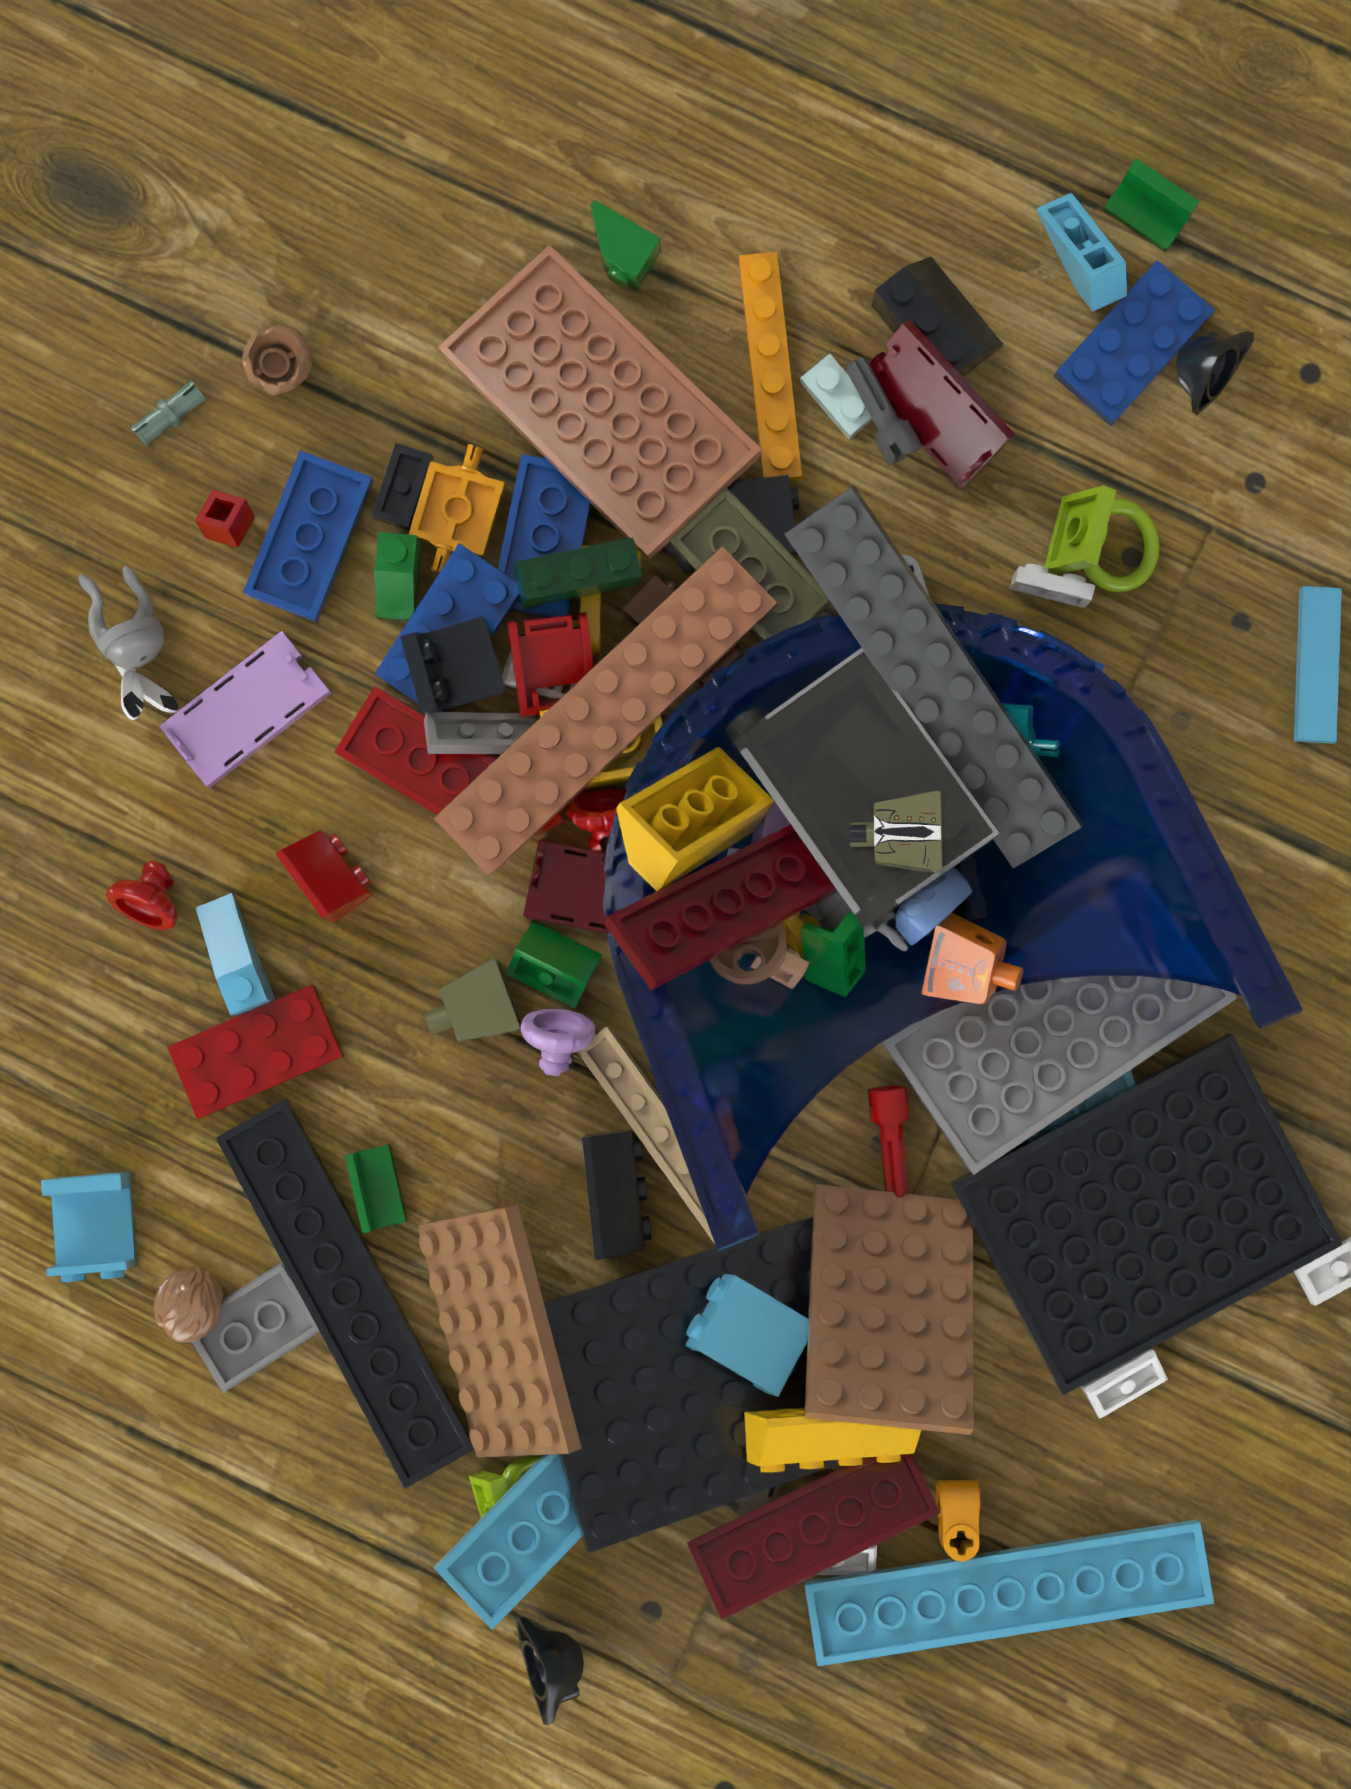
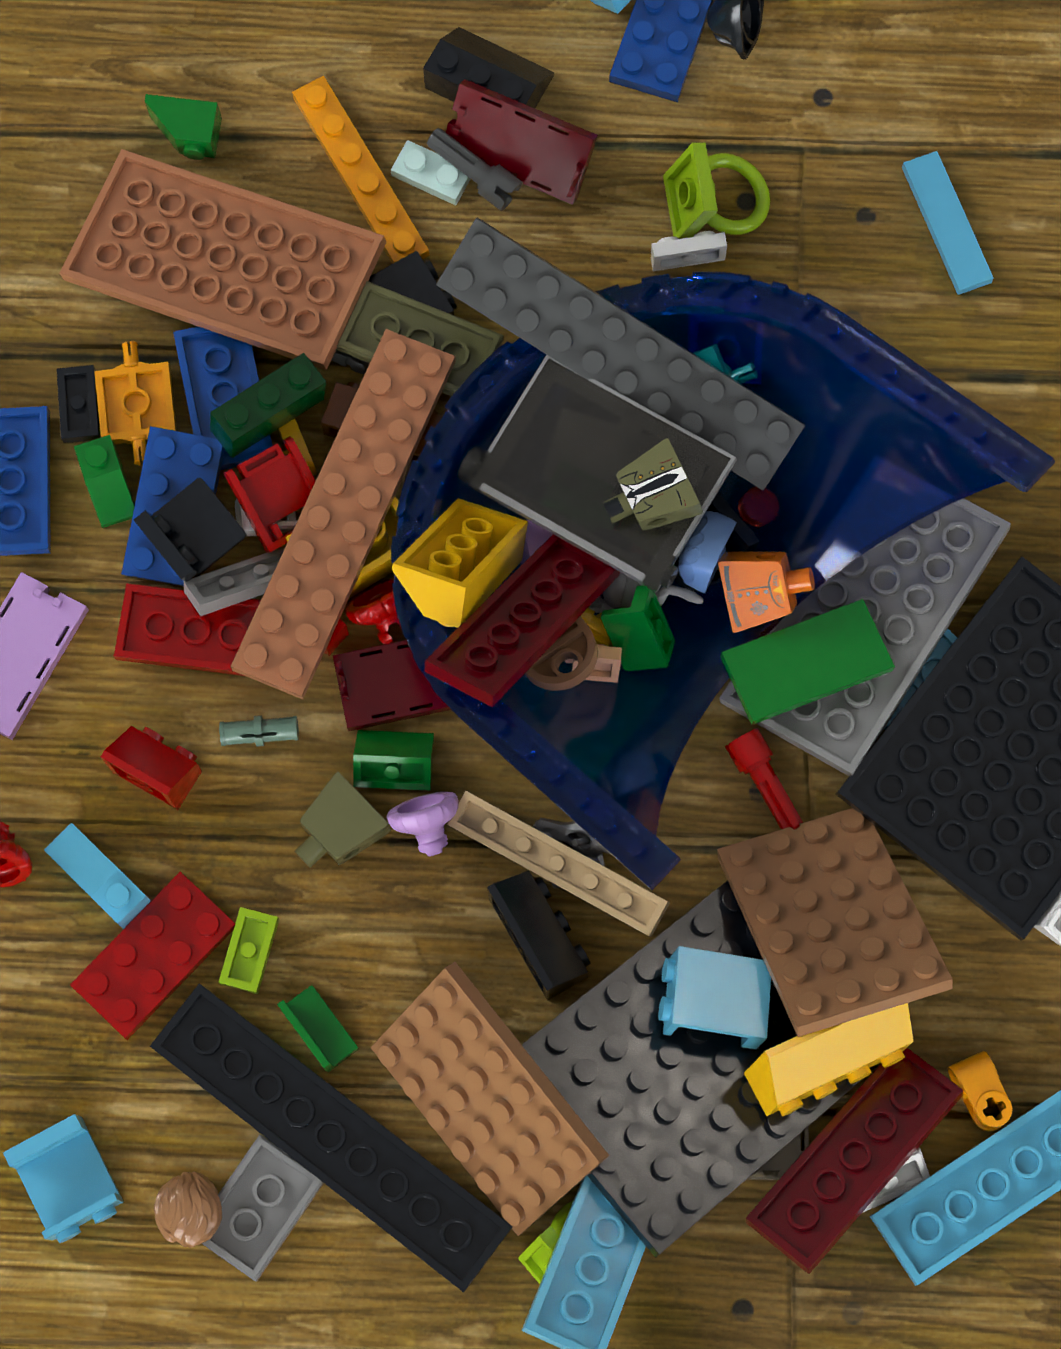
camera: 25 degrees left, 10 degrees down
(343, 1087) = (248, 950): none -> lime plate
(439, 882) = (259, 731): none -> sand green pin
(980, 1049) = (807, 661): none -> green tile
(1001, 879) = (758, 506): none -> tile

